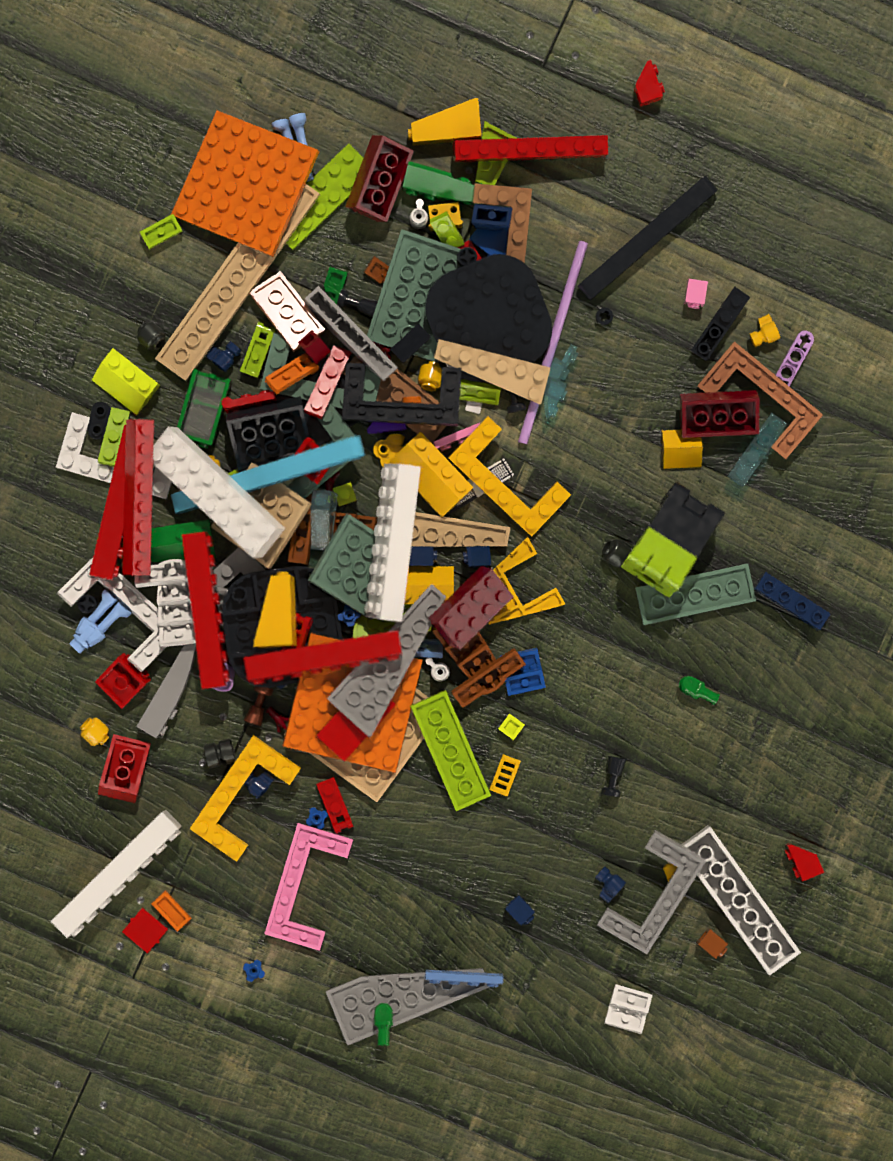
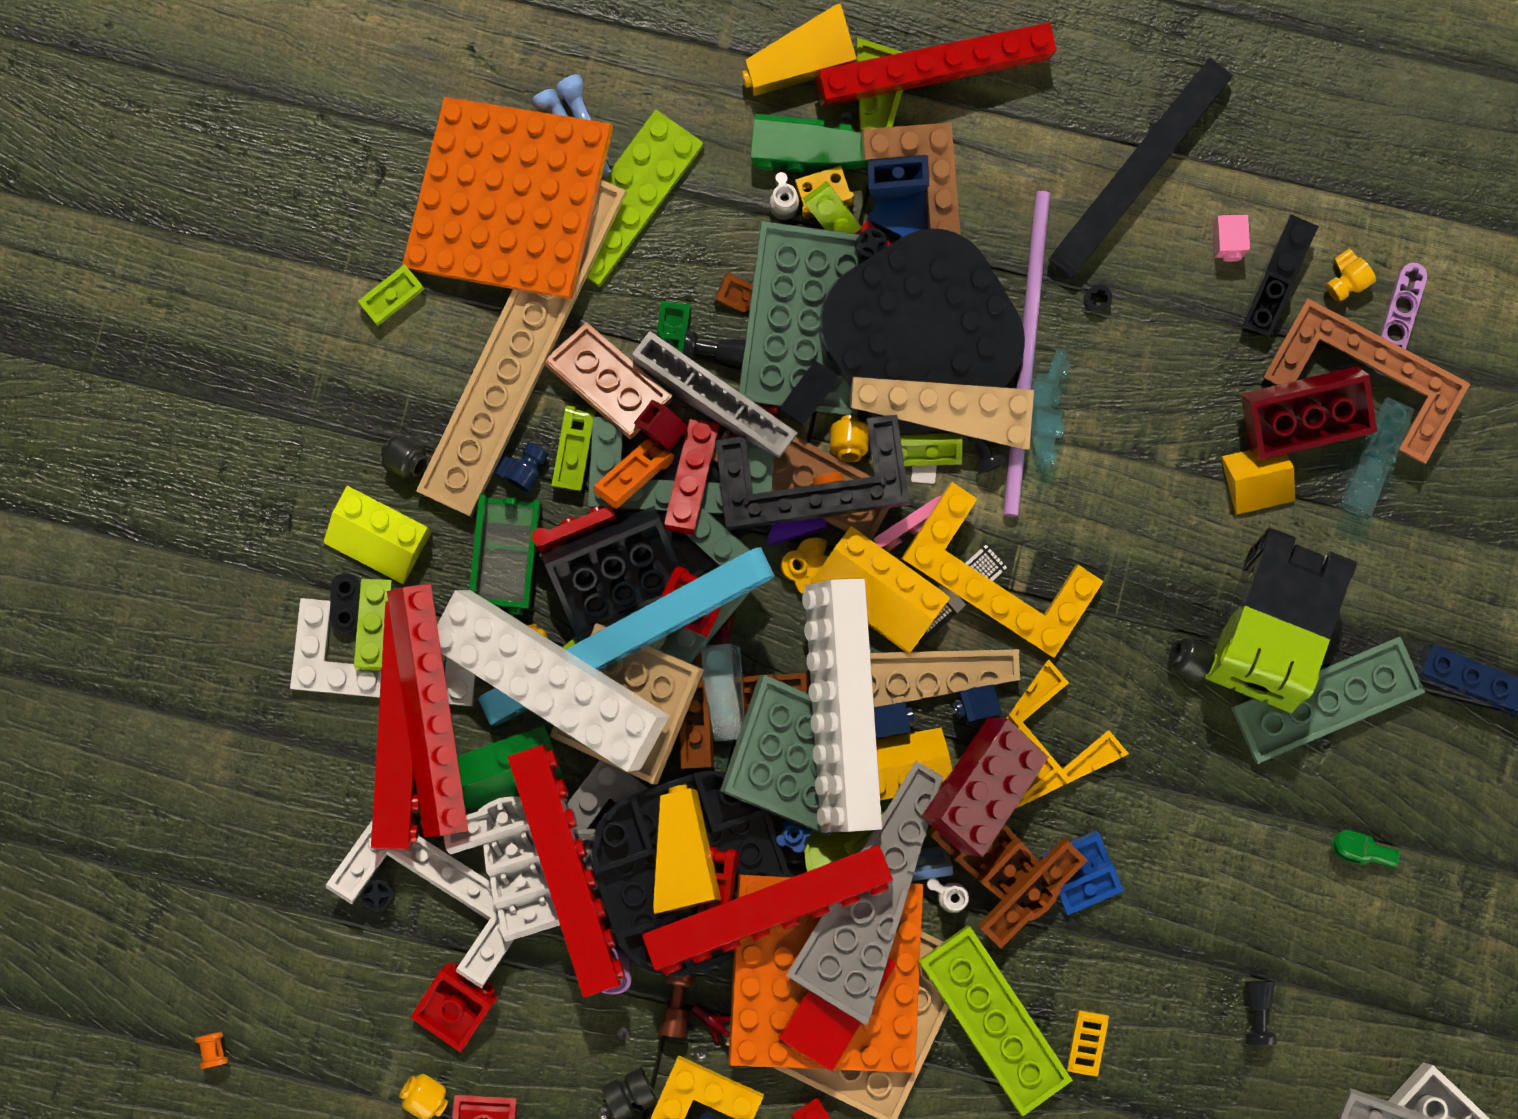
camera: 10 degrees left, 5 degrees down
(90, 633) = (388, 940): light blue piece -> none
(169, 694) = (531, 1015): light grey slope -> none
(345, 494) = (751, 646): neon yellow plate -> none
(379, 178) = (713, 151): dark red brick -> none
(511, 726) = (1082, 963): neon yellow plate -> none

